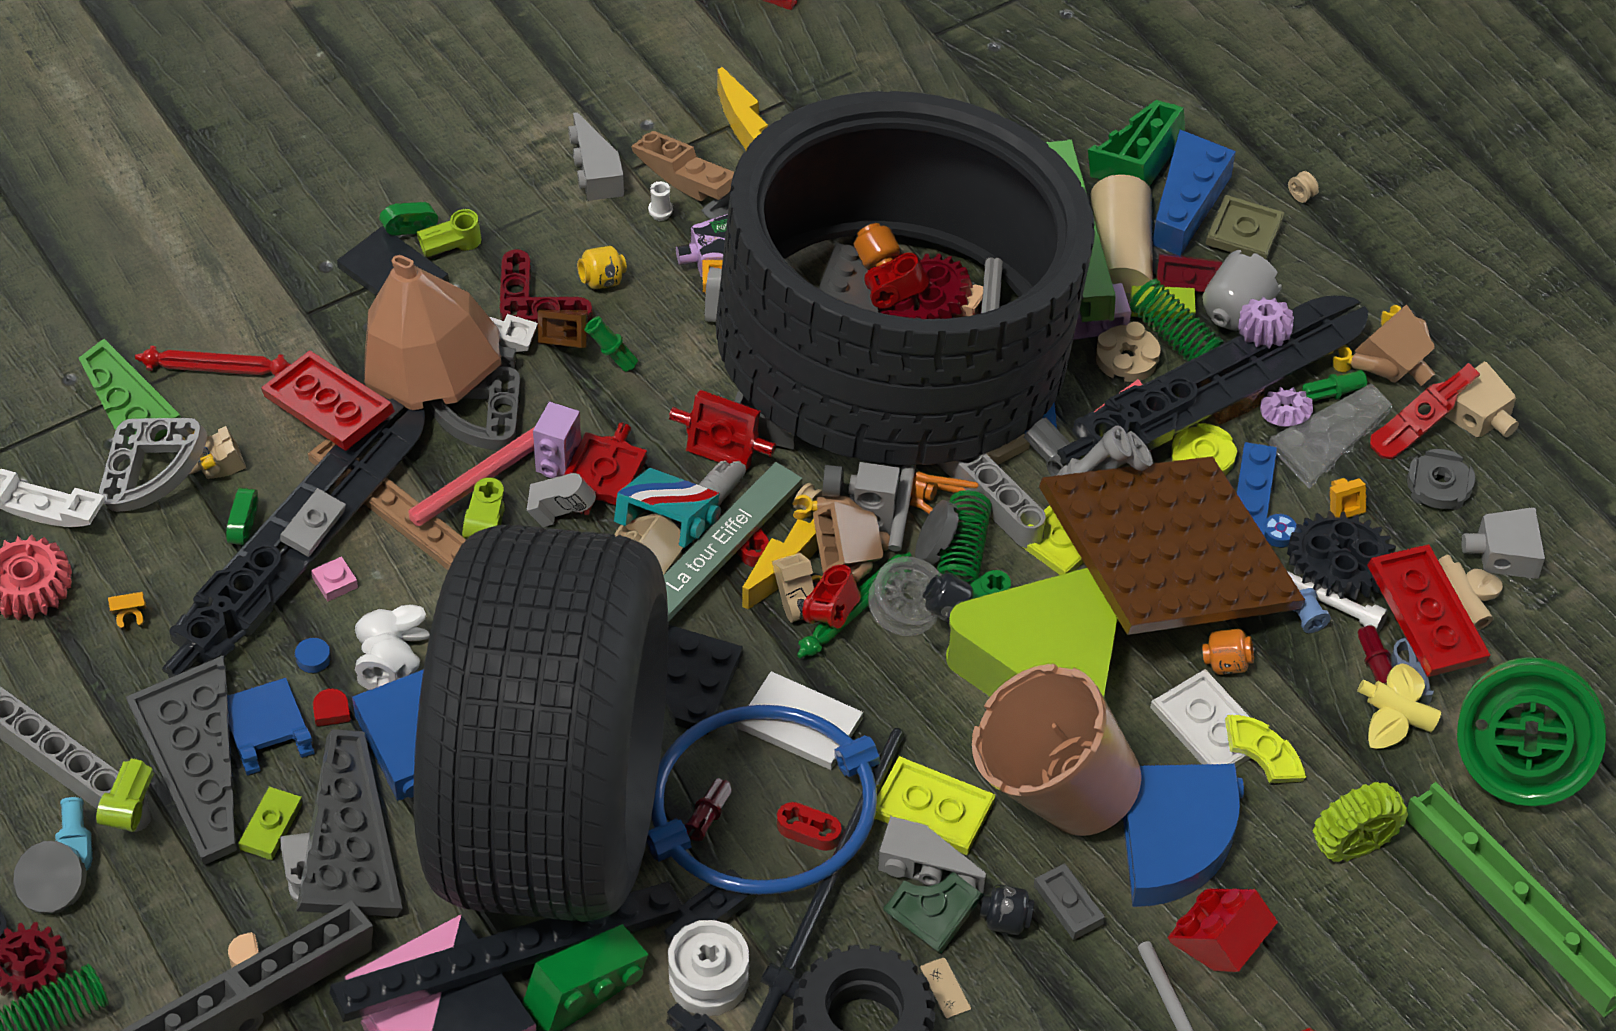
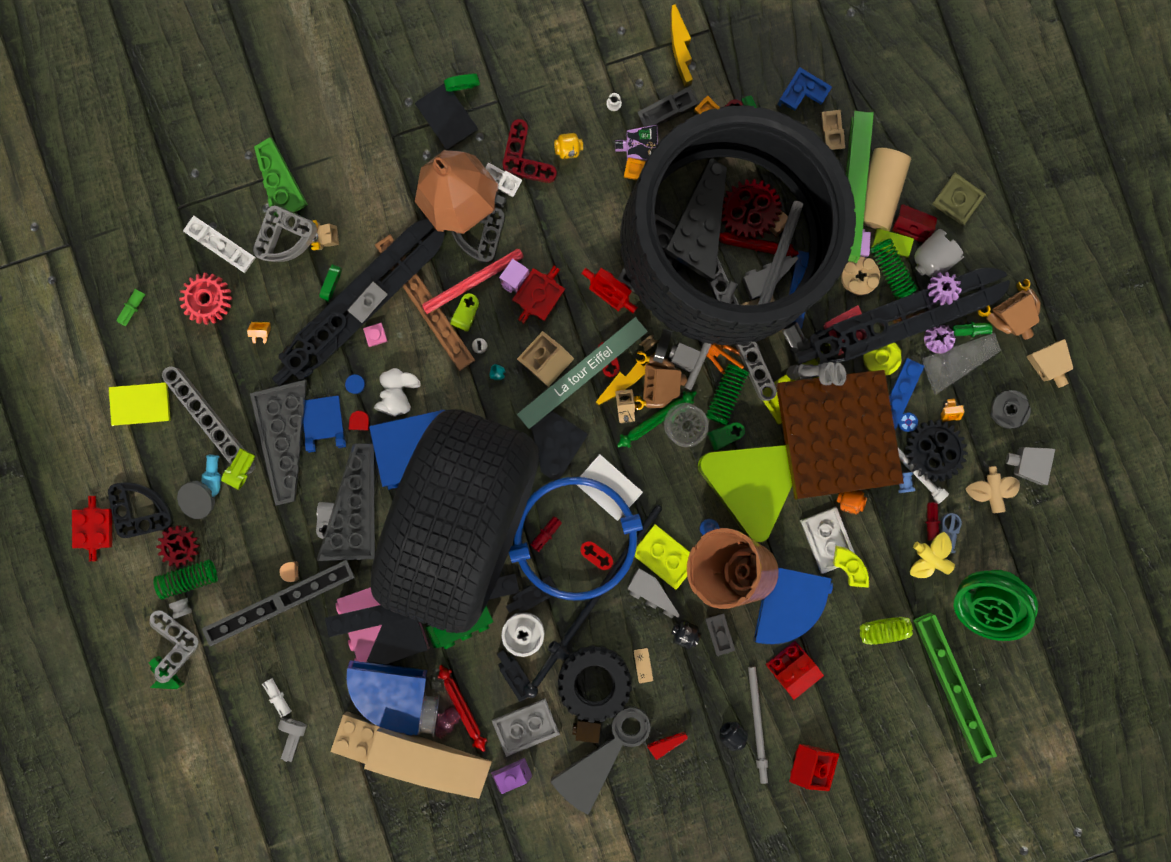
camera: 10 degrees right, 35 degrees up
(212, 362) = (332, 164): red wheel -> none
(270, 822) = (315, 487): lime plate -> none
(327, 400) = (390, 213): red plate -> none
(459, 232) = (481, 99): lime piece -> none
(559, 497) = (502, 312): light grey leg -> none
(563, 327) = (537, 189): reddish brown slope -> none
(599, 162) = (584, 63): light grey slope -> none
(611, 344) = (560, 209): green axle -> none
(672, 498) = (568, 335): teal panel -> none
(681, 168) = (634, 77): medium nougat slope -> none
(712, 293) = (629, 185): light grey beam -> none
(724, 478) = (600, 320): light grey hinge -> none
(832, 597) = (643, 423): red piece -> none
(876, 245) = (733, 172): orange head -> none
(898, 278) = (732, 206): red piece -> none
(934, 910) = (648, 625): dark green tile -> none
(937, 531) = (712, 388): dark grey tile -> none
(945, 593) = (706, 440): black head -> none
(1141, 146) = (915, 125): green wedge -> none
(1192, 186) = (937, 159): blue wedge -> none
(1303, 186) = (1004, 175): tan bush -> none
(1411, 425) = (1005, 368): red piece -> none
(1428, 610) = (970, 505): red plate -> none

